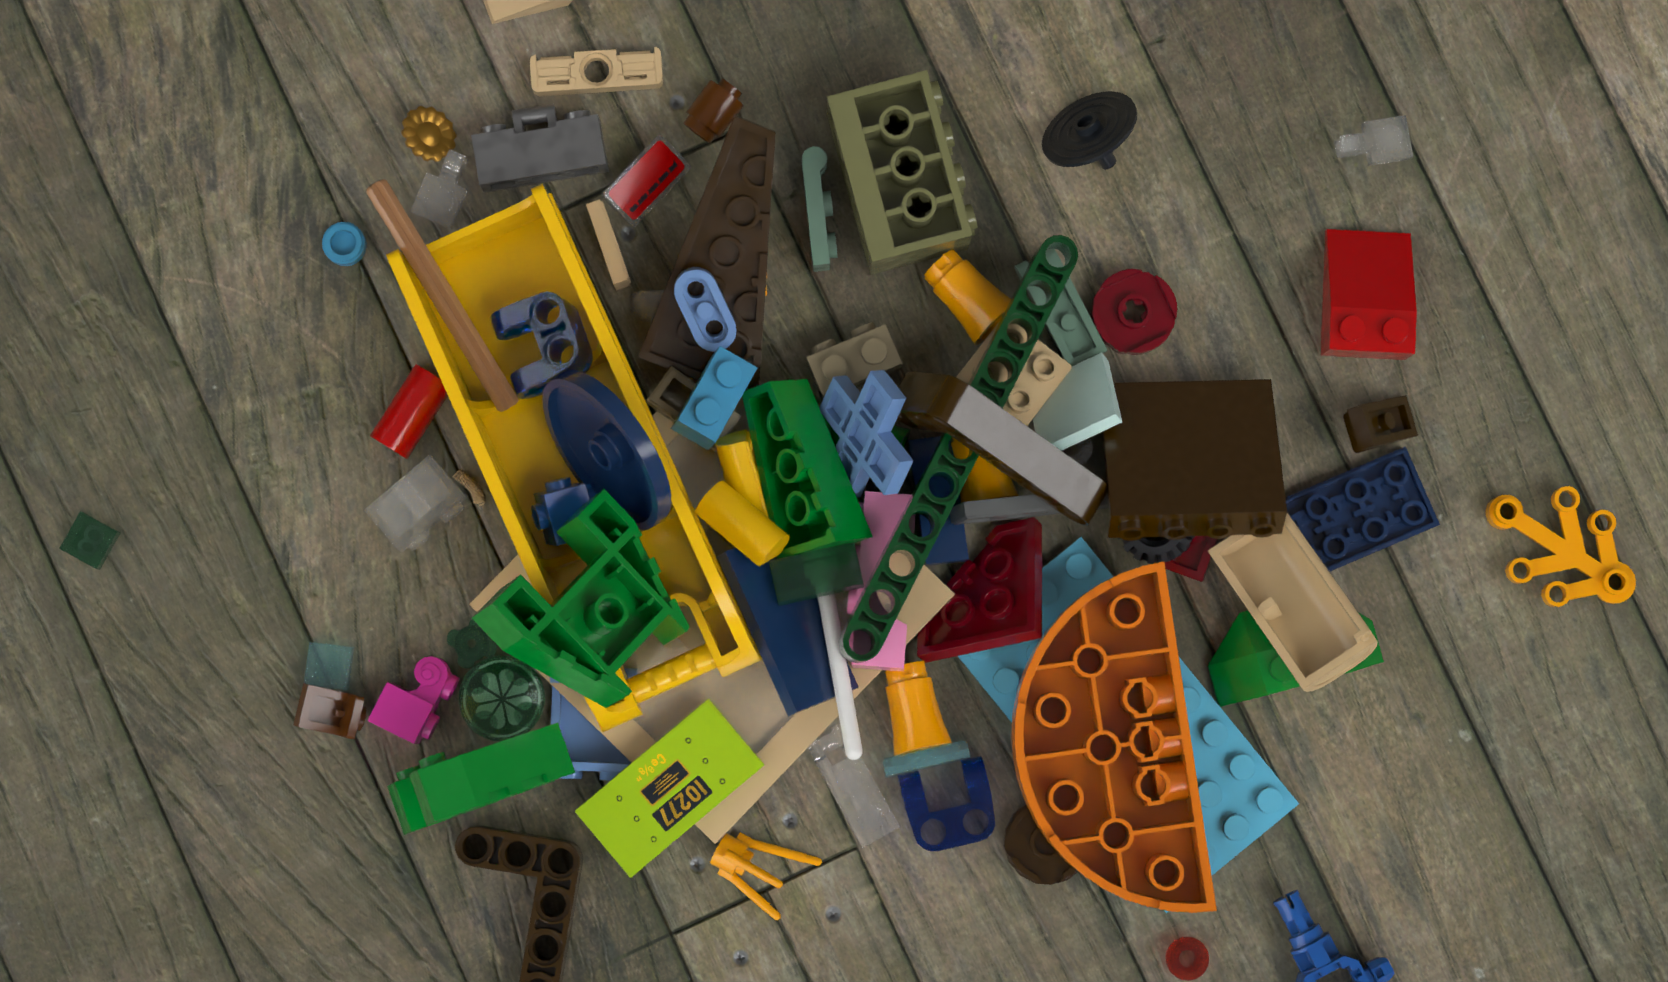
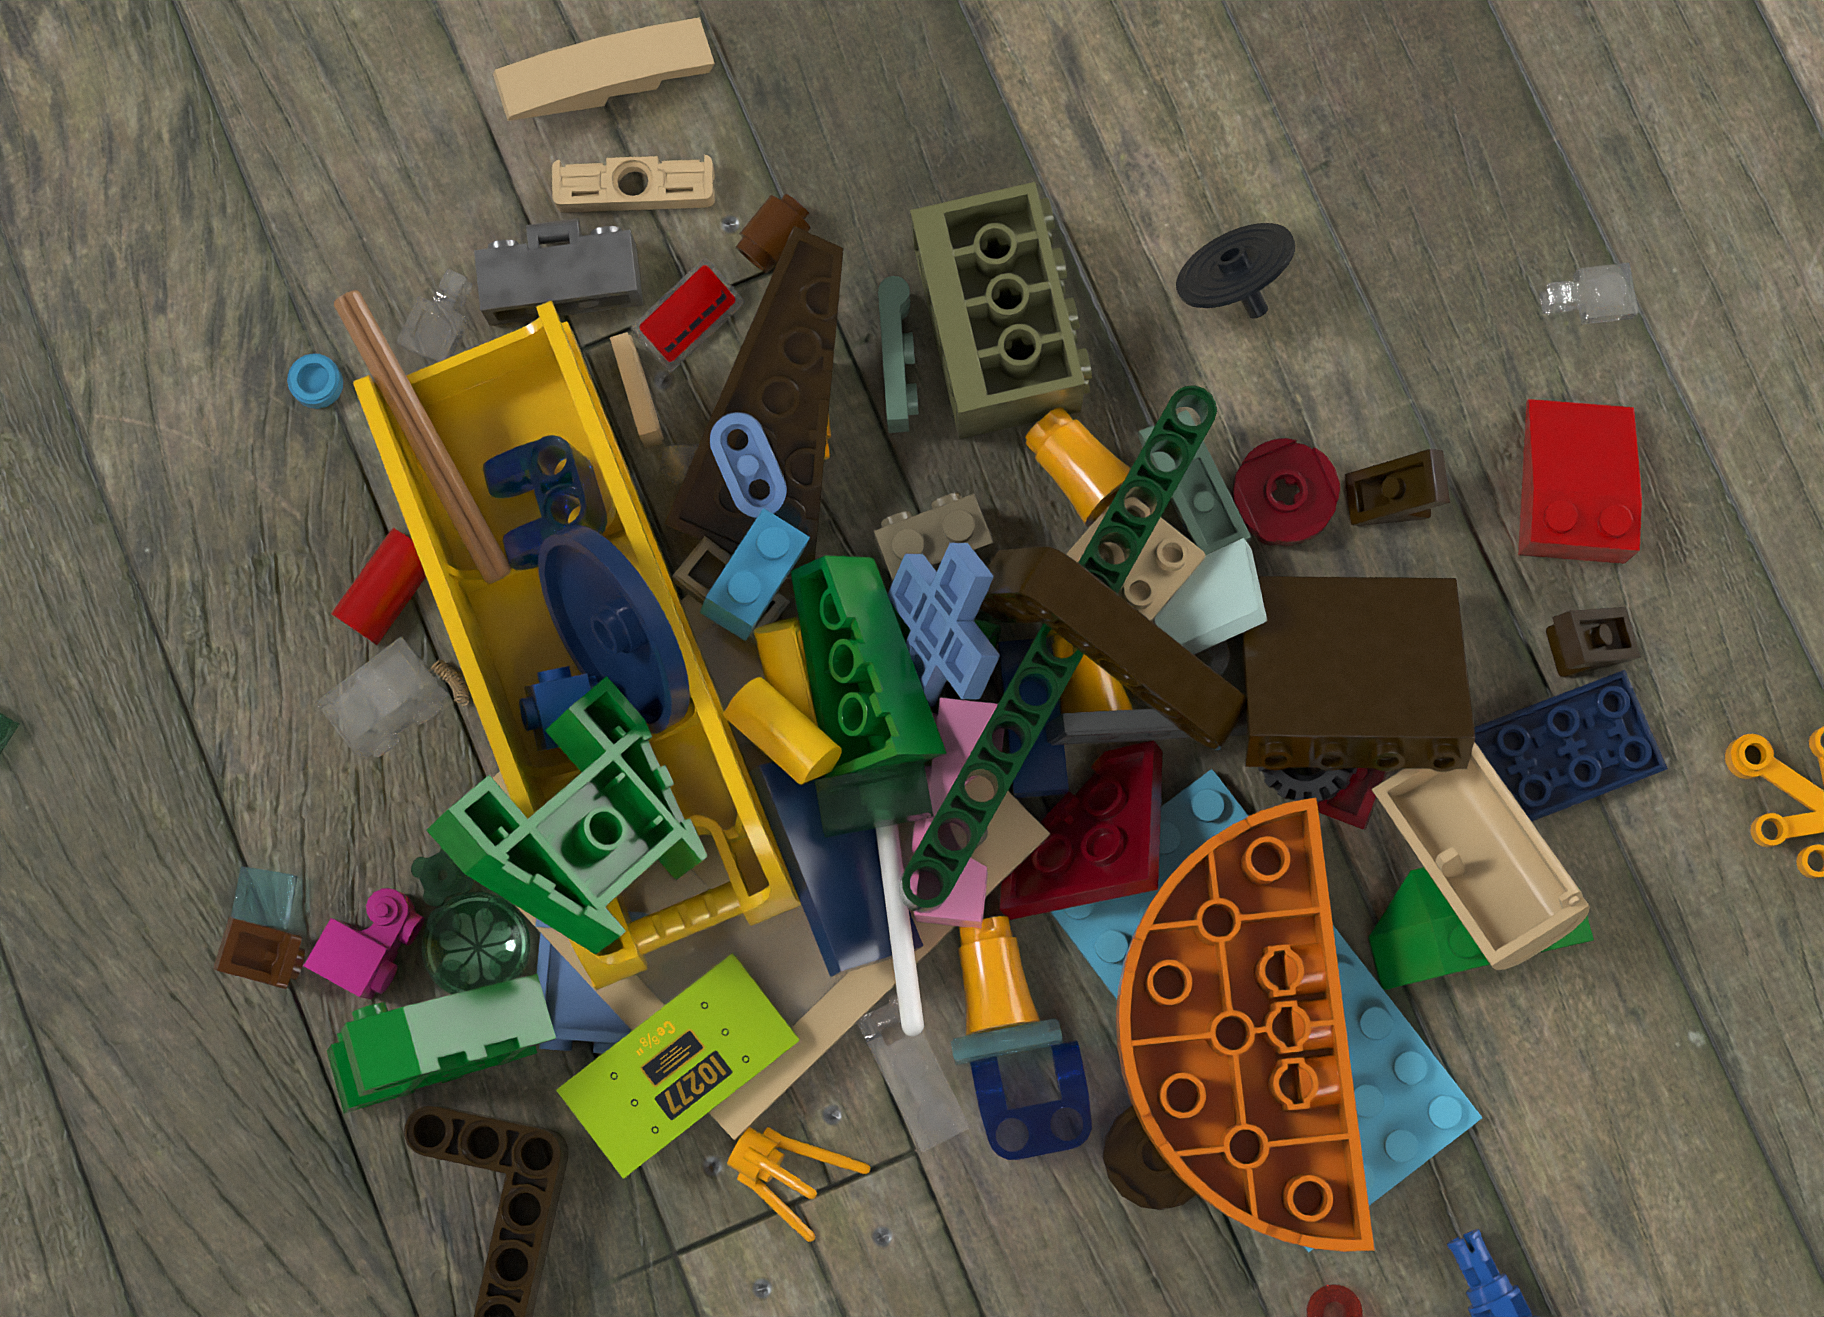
camera: 15 degrees right, 5 degrees down
(428, 133) = (424, 250): pearl gold piece -> none
(1223, 307) = (1398, 489): none -> dark brown slope

